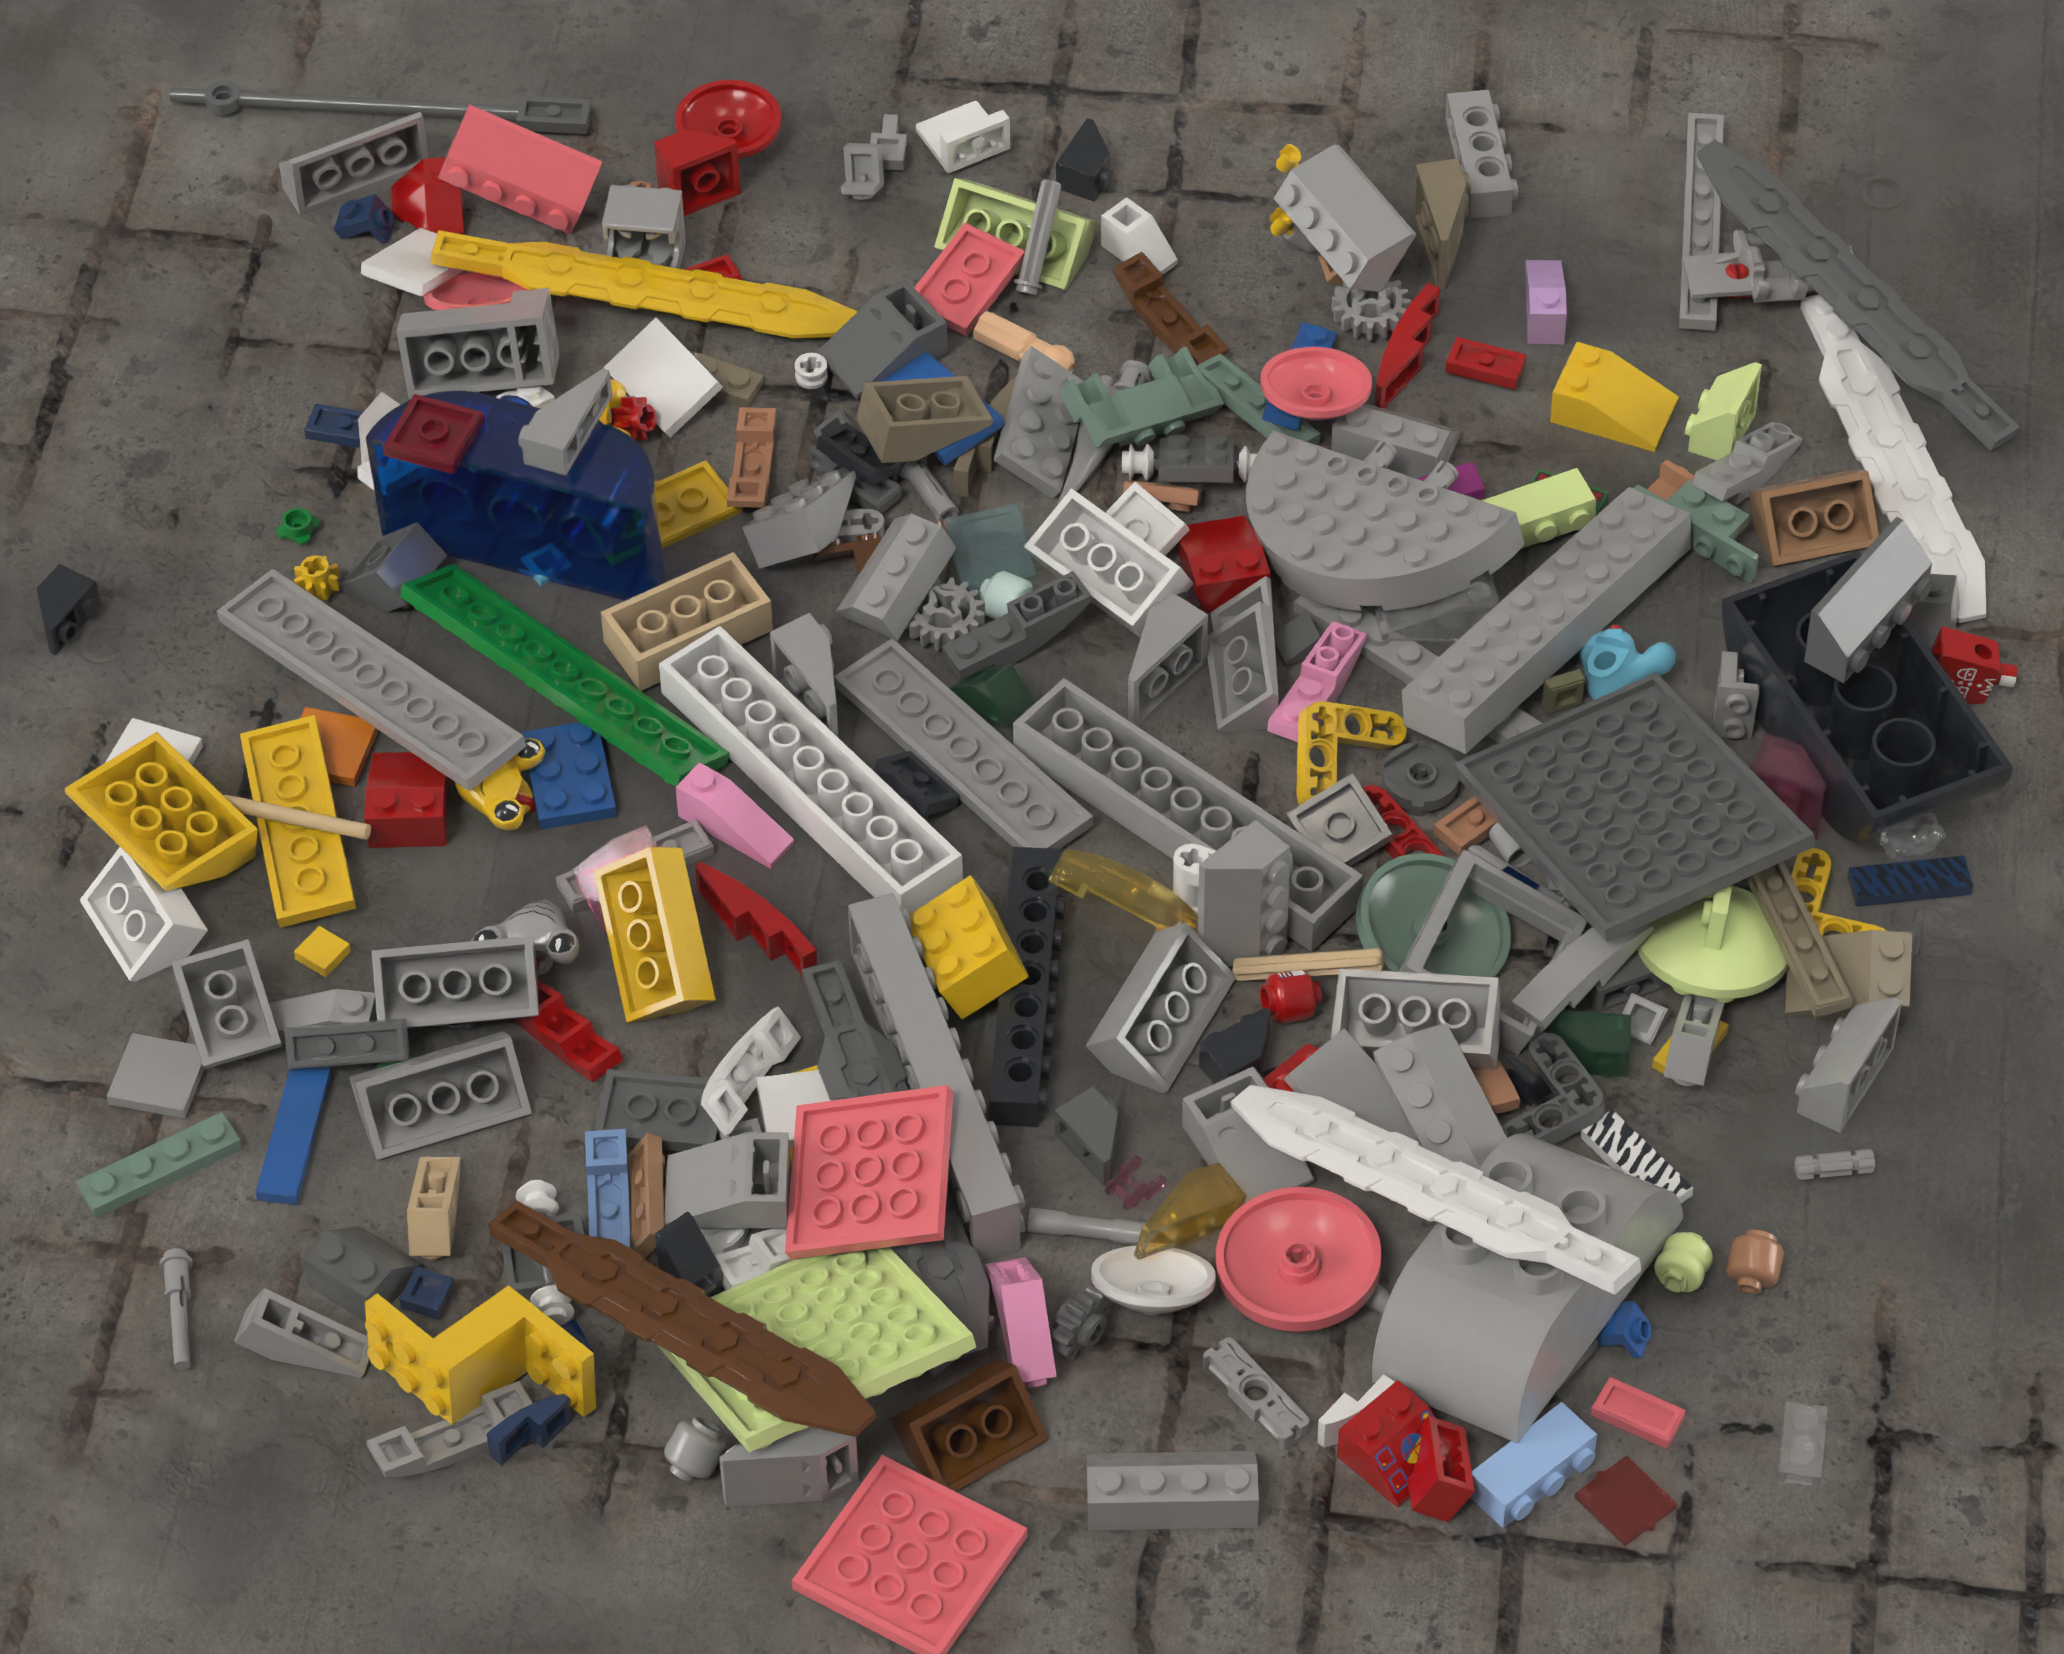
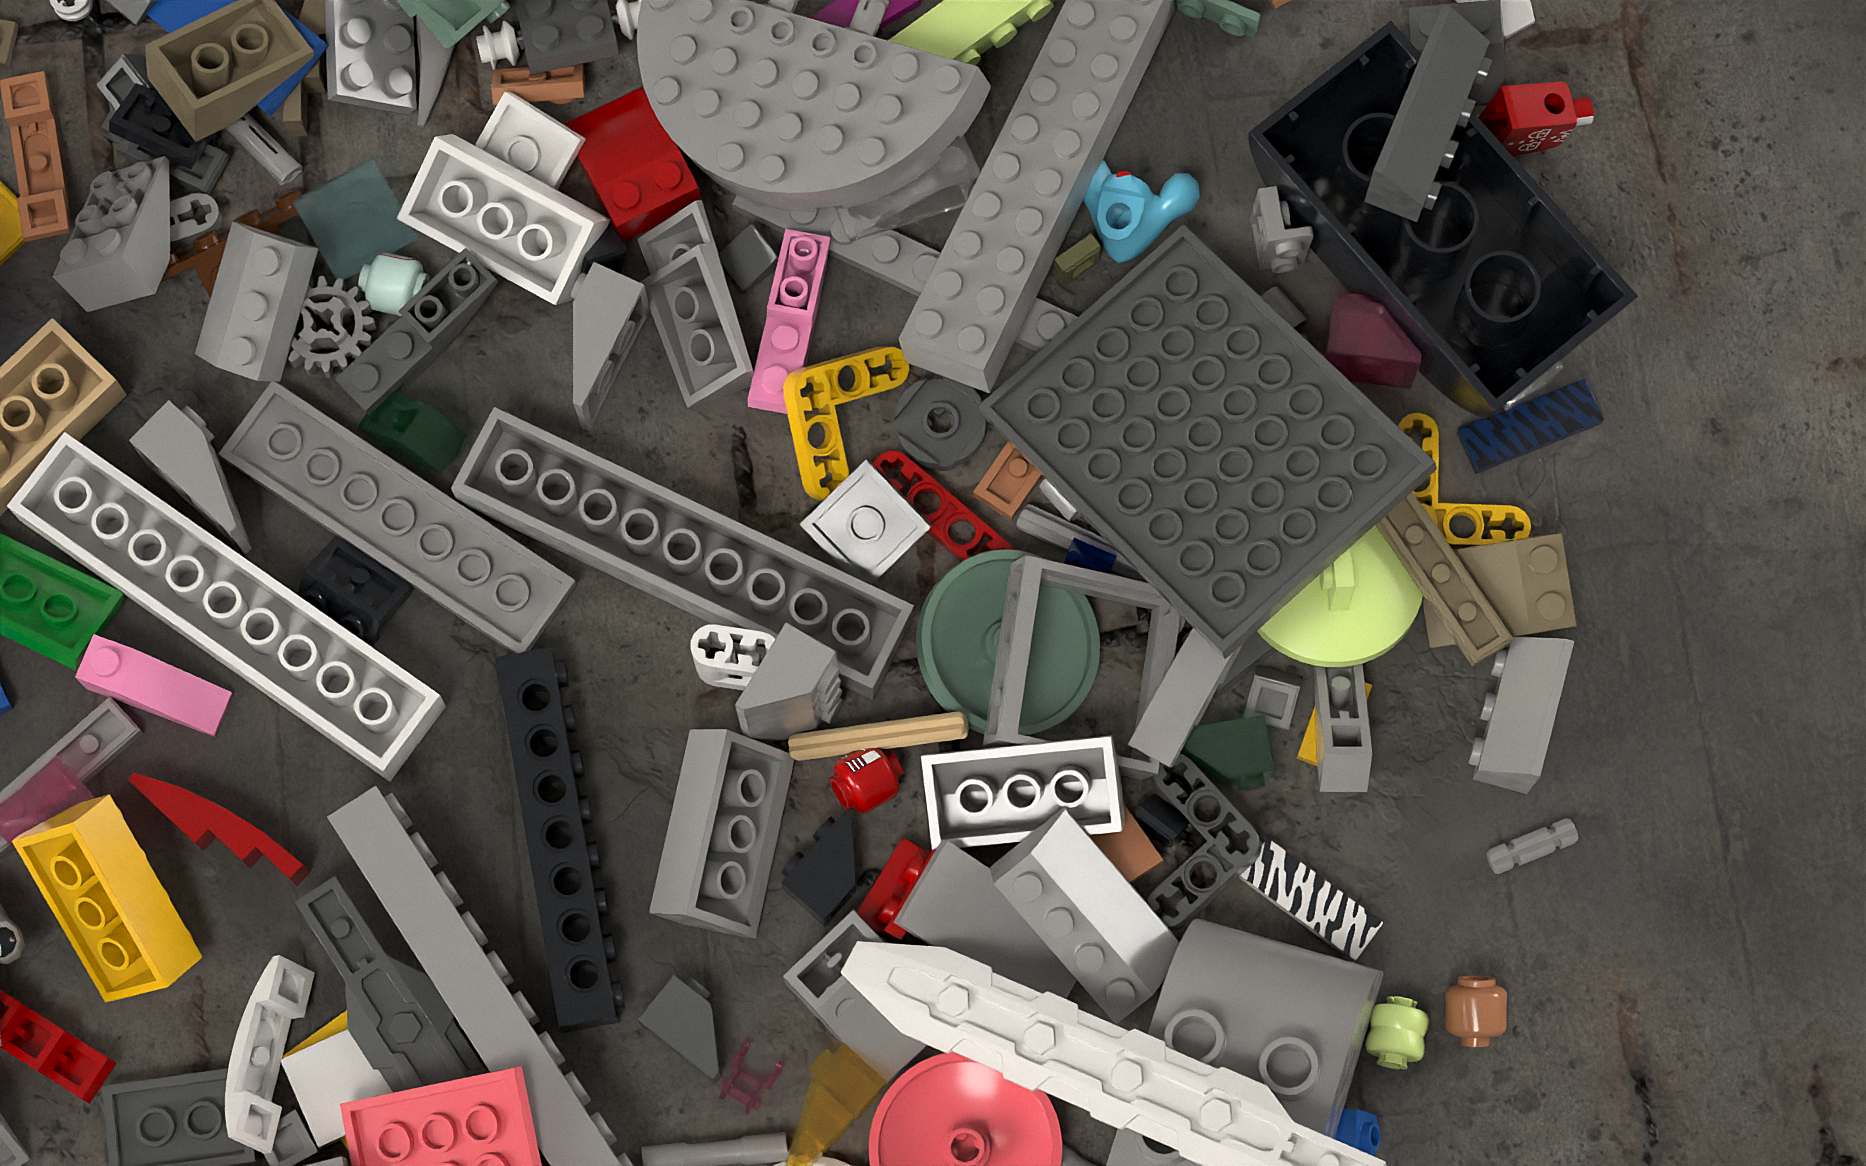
camera: 15 degrees left, 25 degrees up
(967, 947) = (477, 821): yellow brick -> none
(1123, 887) = (643, 688): clear yellow slope -> none

